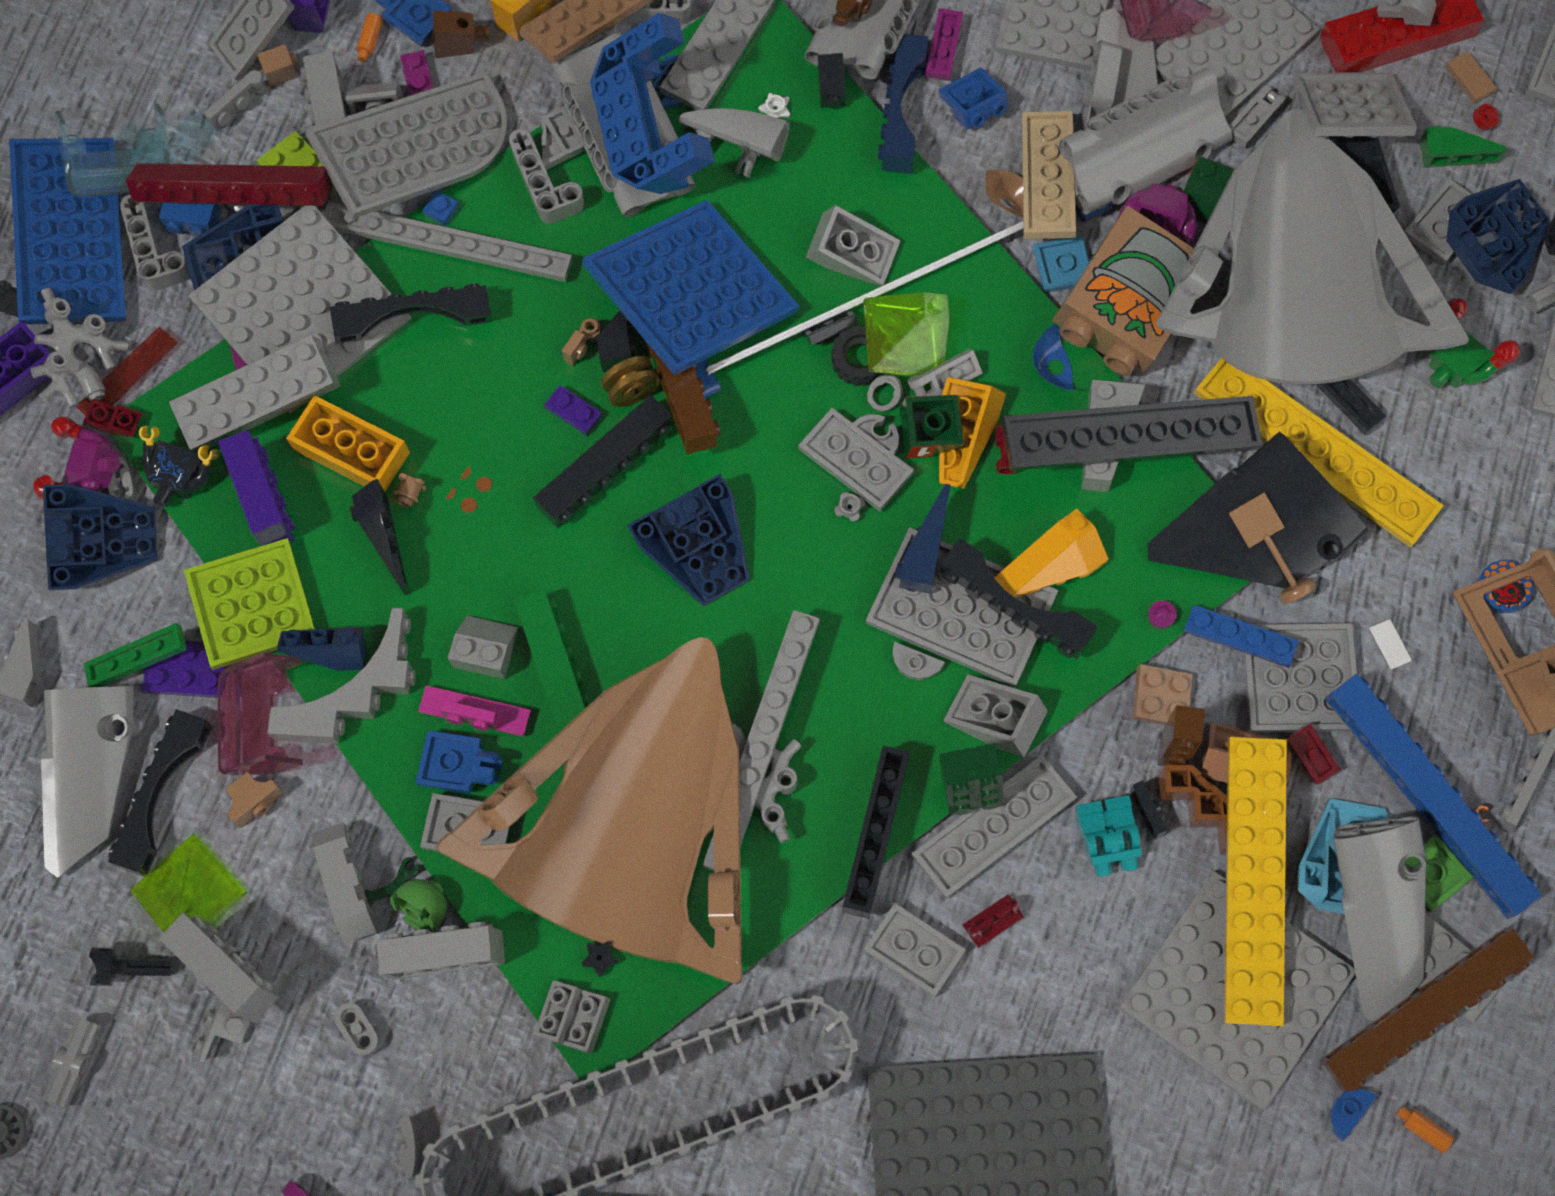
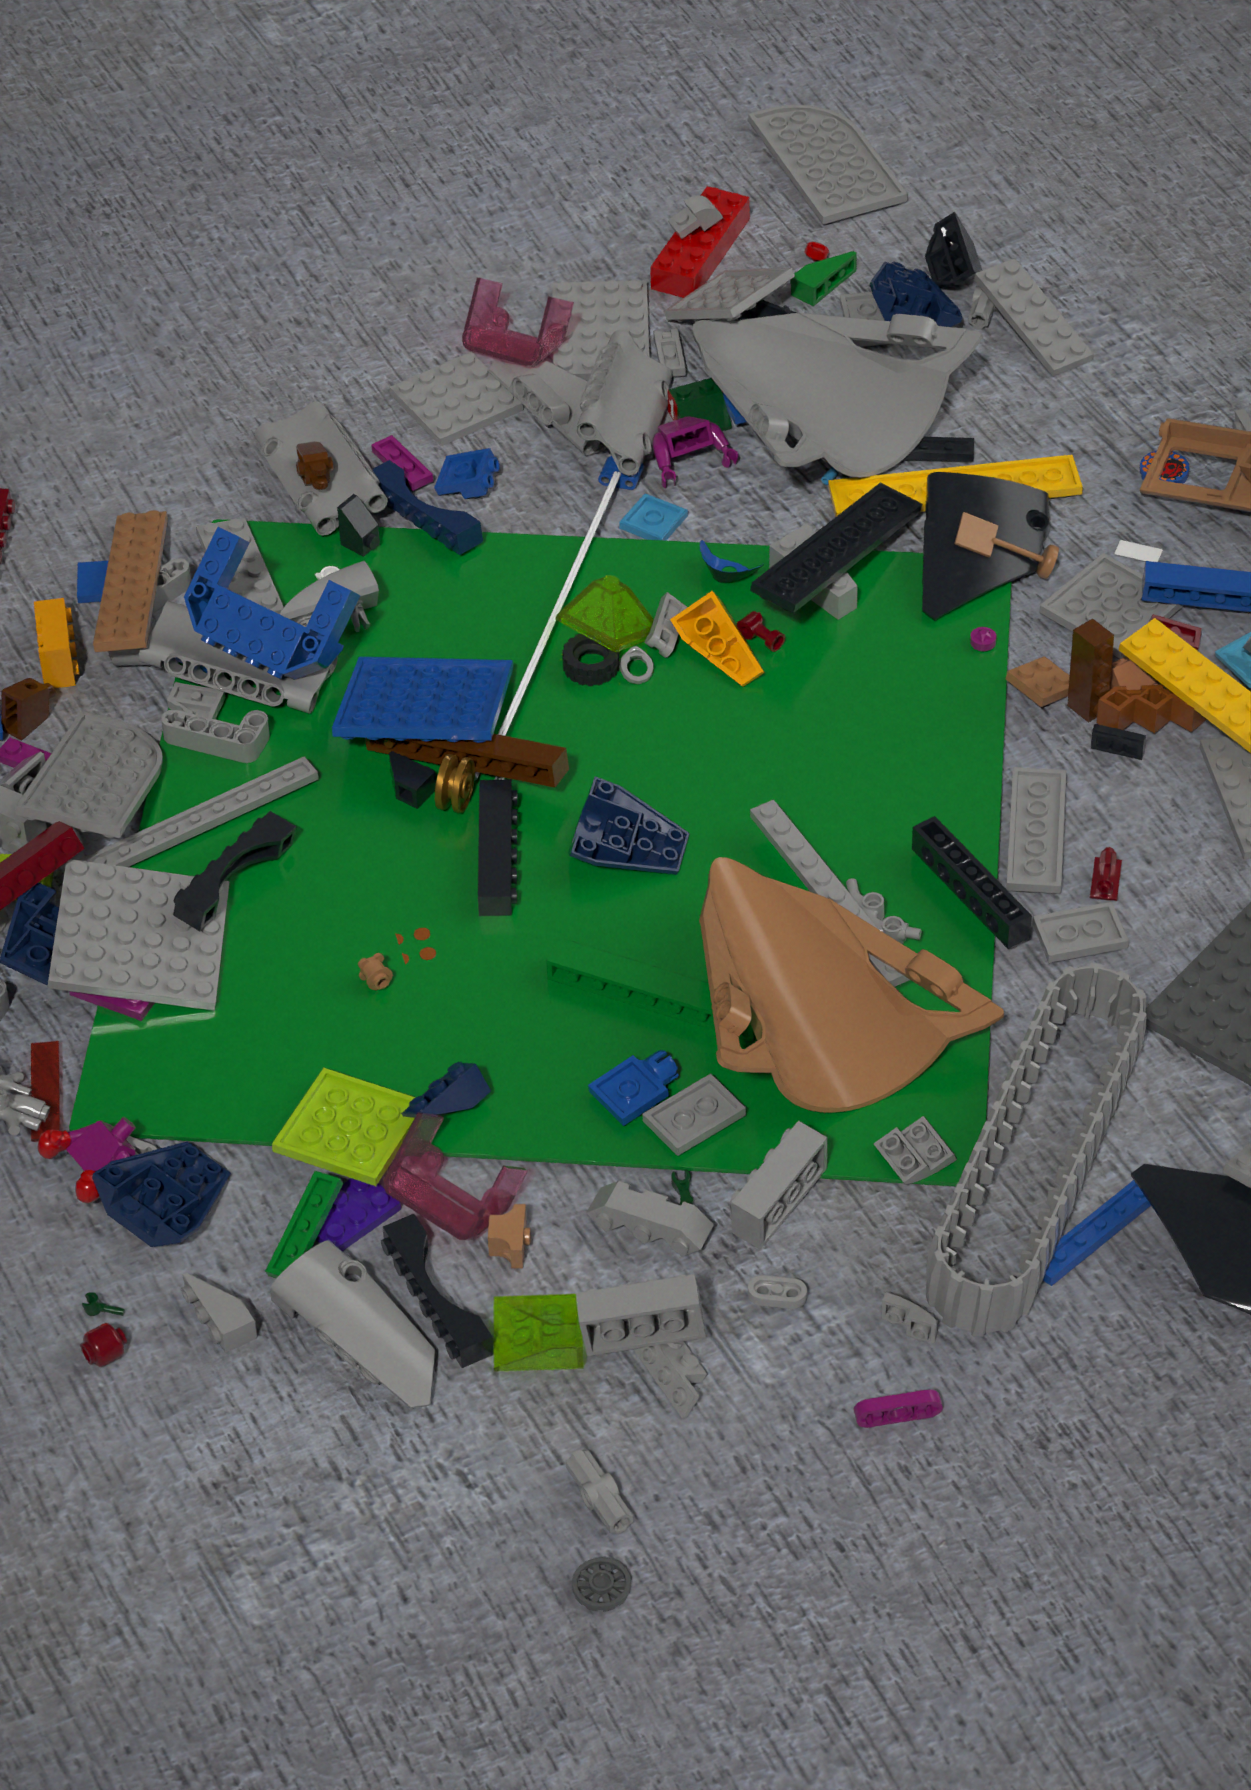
camera: 50 degrees left, 25 degrees down
(109, 966) = (547, 1411): black piece -> none
(112, 419) = (84, 1112): dark red slope -> none
(174, 468) = (176, 1099): black torso -> none
(255, 393) = (182, 999): light grey brick -> none
(257, 488) = (262, 1052): dark purple brick -> none
(322, 719) = (512, 1111): light grey arch -> none
(347, 444) = (294, 979): light orange brick -> none
(375, 518) = (383, 1005): black wedge -> none
(421, 902) = (719, 1180): bright green cylinder -> none
(440, 208) = (159, 808): blue plate -> none
(474, 711) = (603, 1051): dark pink bracket -> none
(483, 647) = (561, 1013): light grey slope -> none
(573, 410) = (429, 842): dark purple plate -> none
(577, 346) = (383, 803): medium nougat plate -> none
(599, 965) = (883, 1111): black plate -> none
(821, 332) = (551, 654): black plate -> none
(849, 499) = (700, 741): light grey plate -> none
(852, 247) = (499, 606): light grey slope -> none
(859, 456) = (668, 710): light grey plate -> none
(914, 663) = (863, 787): light grey plate -> none
(921, 557) = (794, 718): dark blue slope -> none
(931, 425) = (695, 653): dark green slope -> none
(956, 623) = (852, 733): light grey plate -> none
(972, 779) = (995, 793): dark green brick -> none
(997, 714) = (956, 765): light grey slope -> none
(999, 184) = (573, 501): medium nougat piece -> none
(1047, 176) = (580, 472): tan plate -> none
(1060, 554) = (878, 654): light orange wedge -> none
(1062, 629) = (838, 700): black arch -> none
(1109, 834) = (1113, 771): teal hips -> none
(1124, 293) = (727, 486): brick -> none
(1241, 636) = (1047, 609): blue plate -> none
(1469, 362) = (982, 375): green torso -> none
(1471, 77) = (777, 239): medium nougat tile -> none

